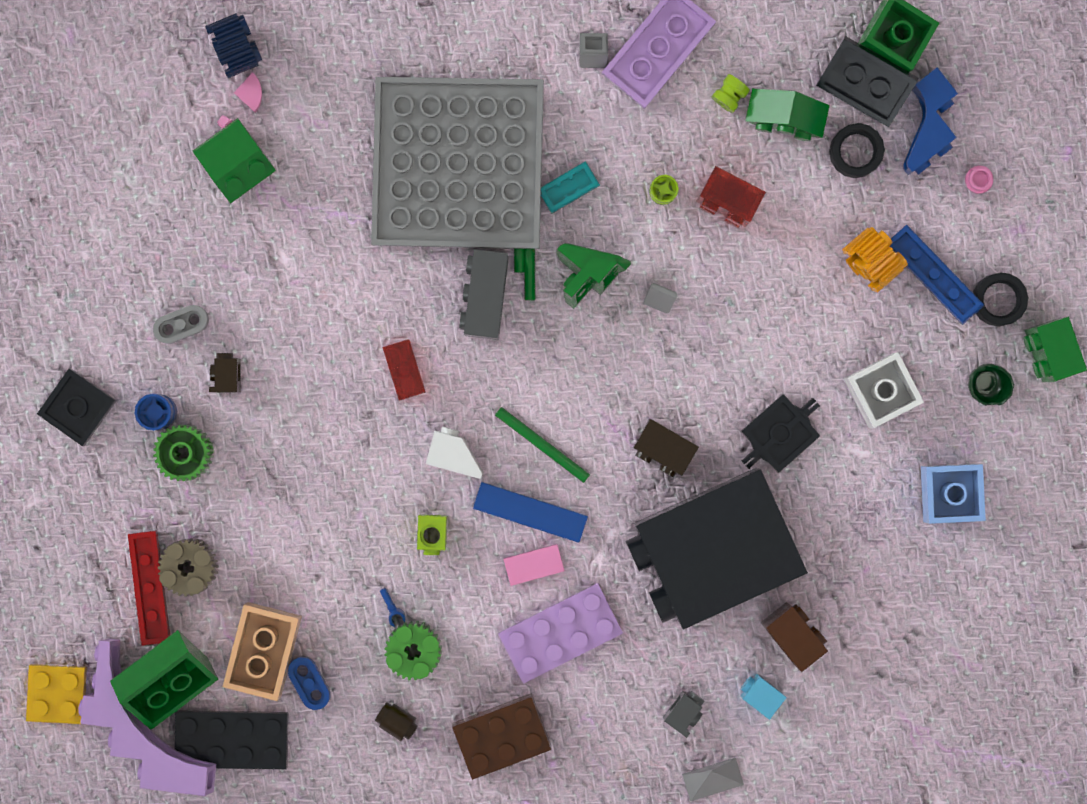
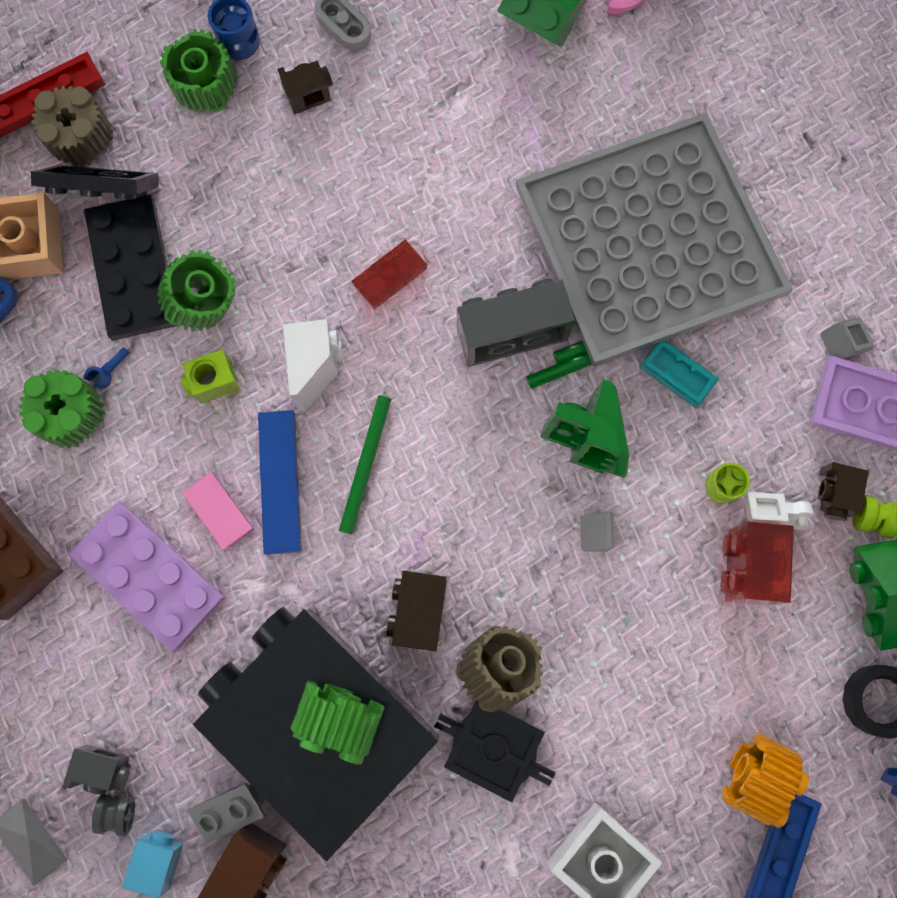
camera: 70 degrees right, 10 degrees down
(244, 563) = (94, 181): none -> black plate
(318, 562) = (128, 265): none -> black plate
(365, 533) = (191, 309): none -> bright green brick
(697, 167) = (774, 510): none -> white plate
(703, 110) = (842, 490): none -> dark brown brick
(719, 712) = (113, 815): none -> dark grey wheel
(721, 528) = (336, 721): none -> bright green brick
(728, 406) = (501, 668): none -> dark tan brick
(748, 630) = (228, 811): none -> light grey hinge

